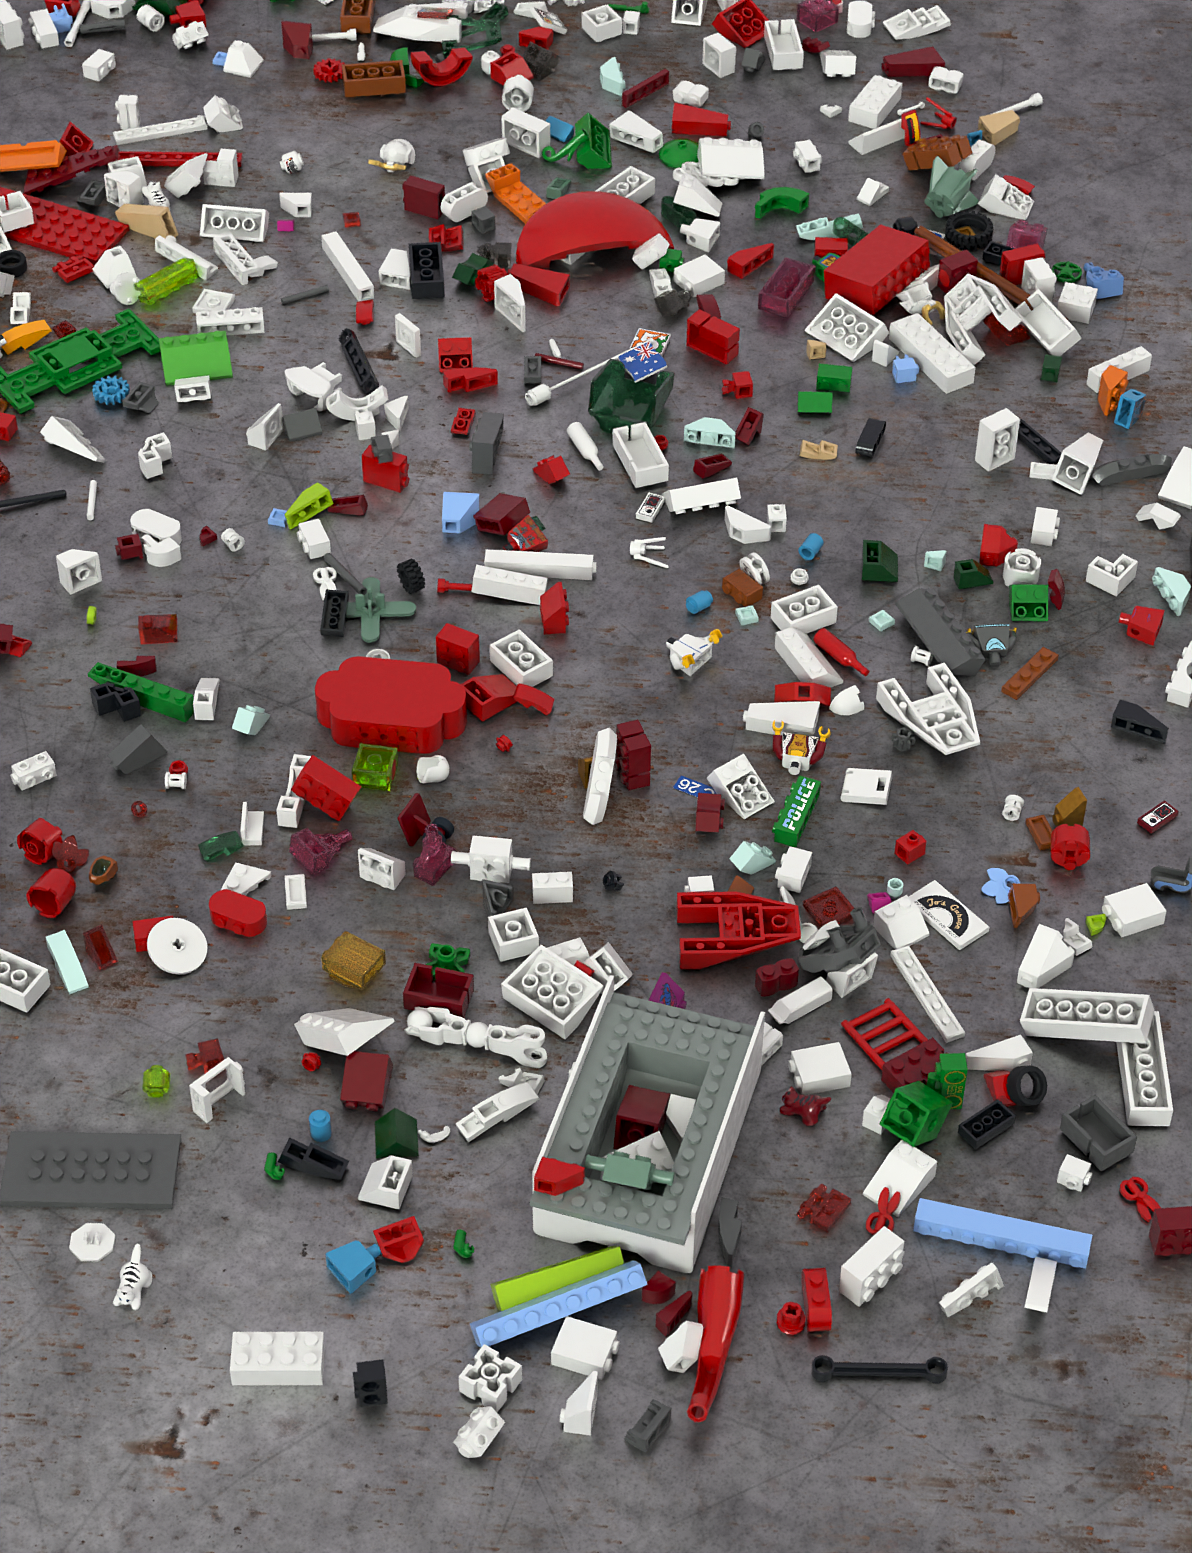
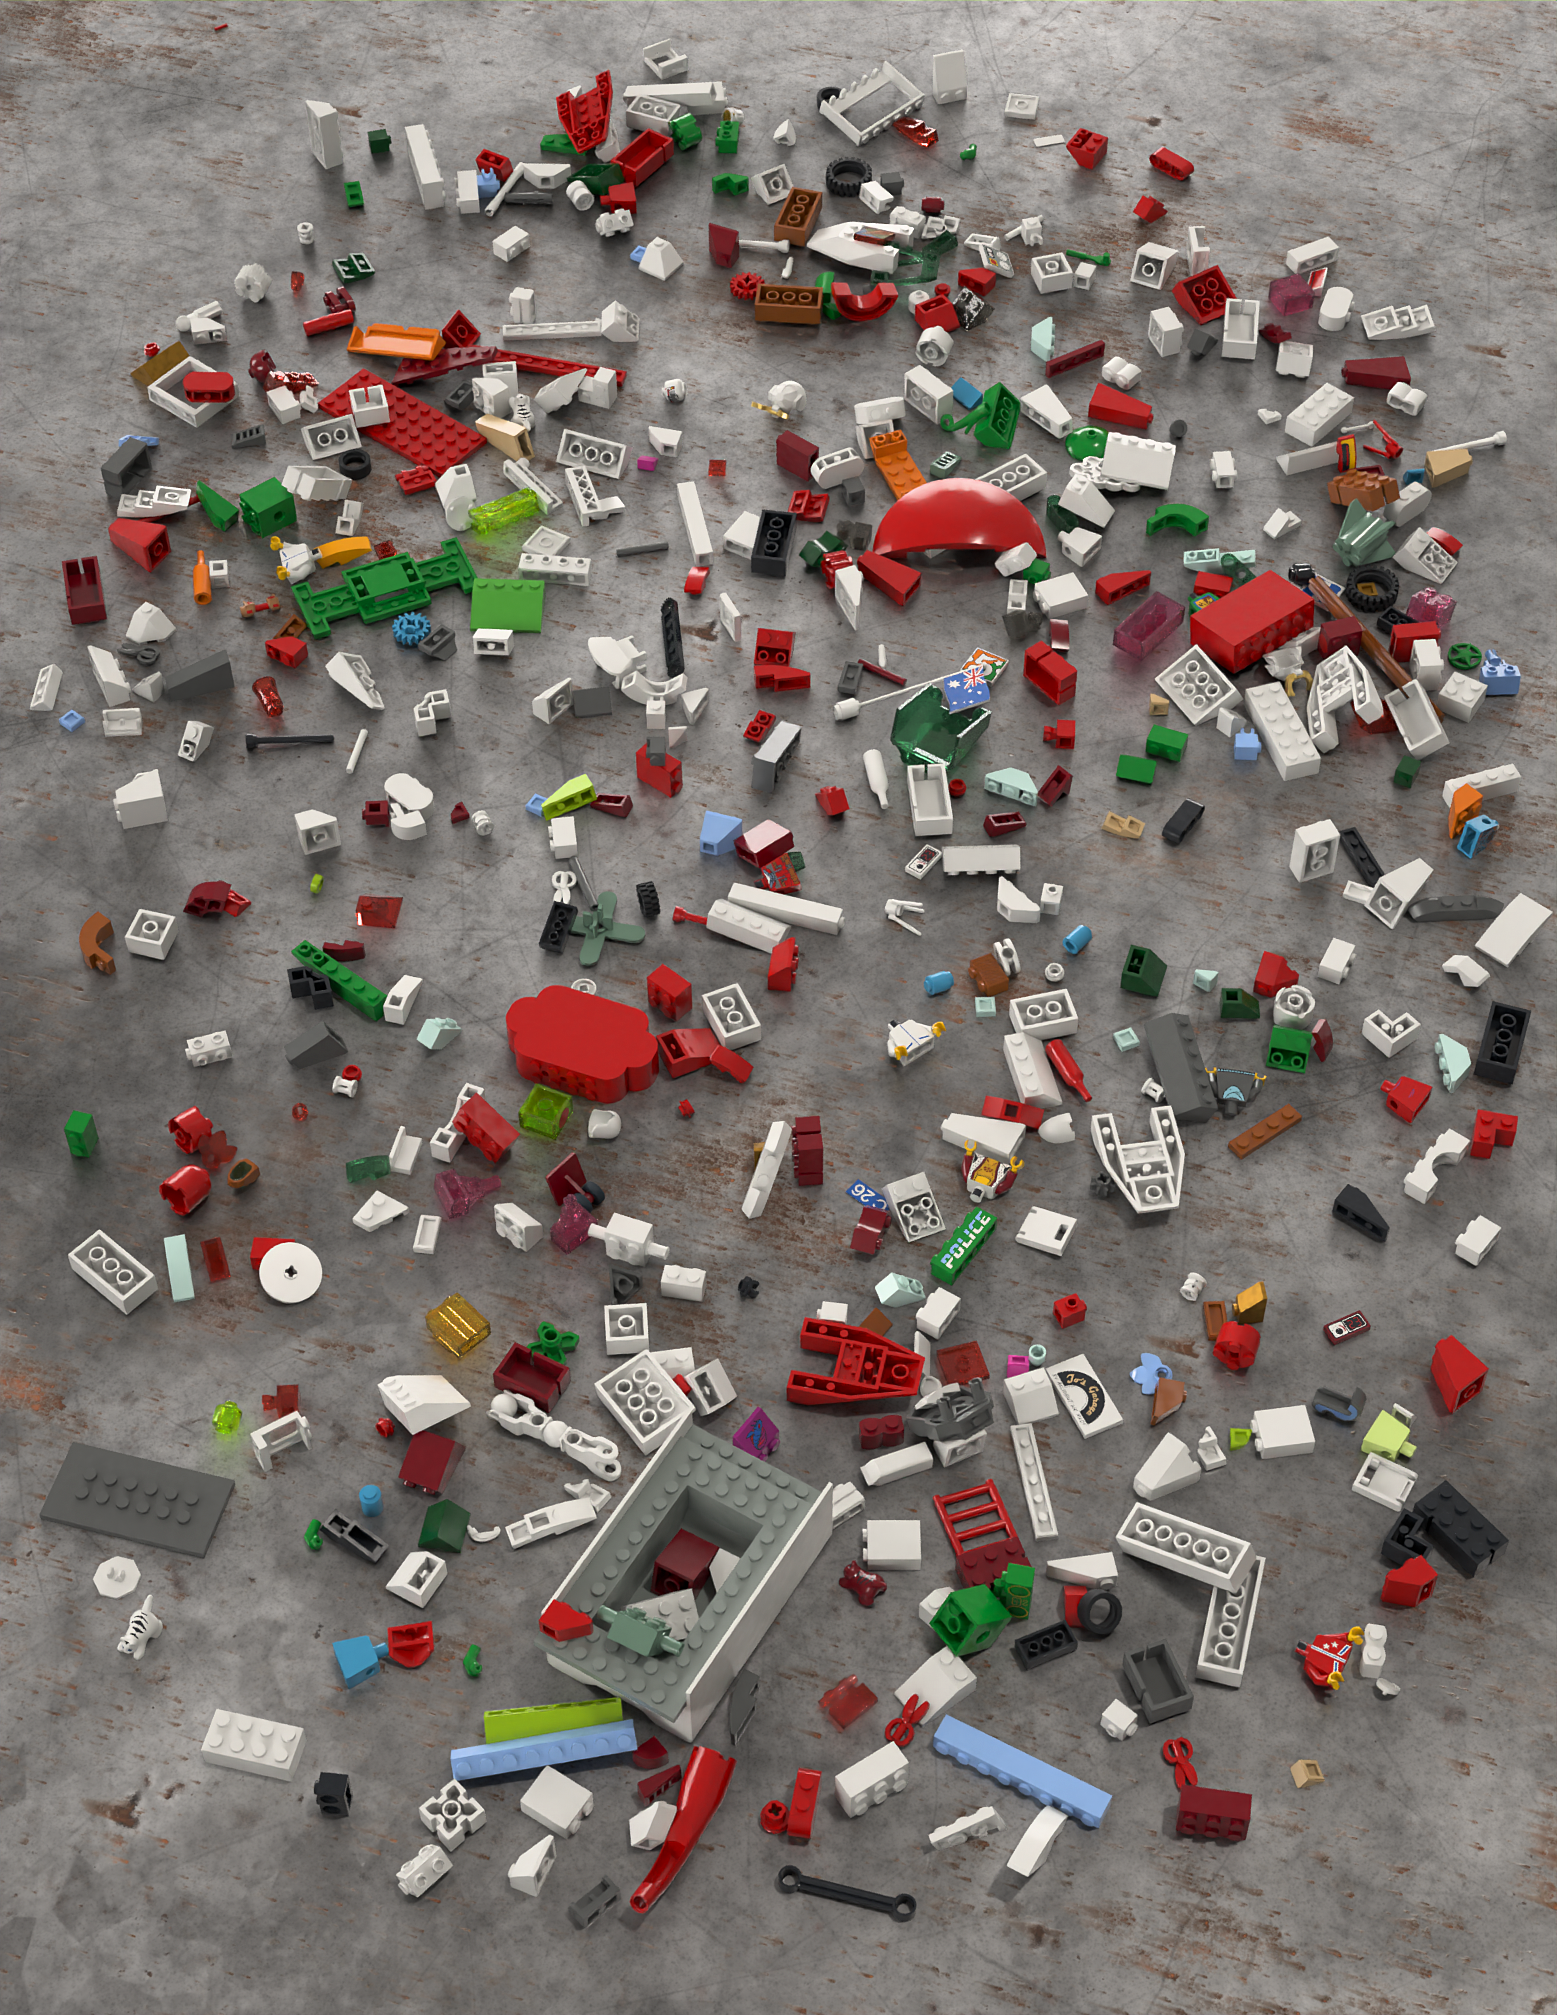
camera: 15 degrees right, 5 degrees up
(237, 913) = (361, 1247): red brick -> none

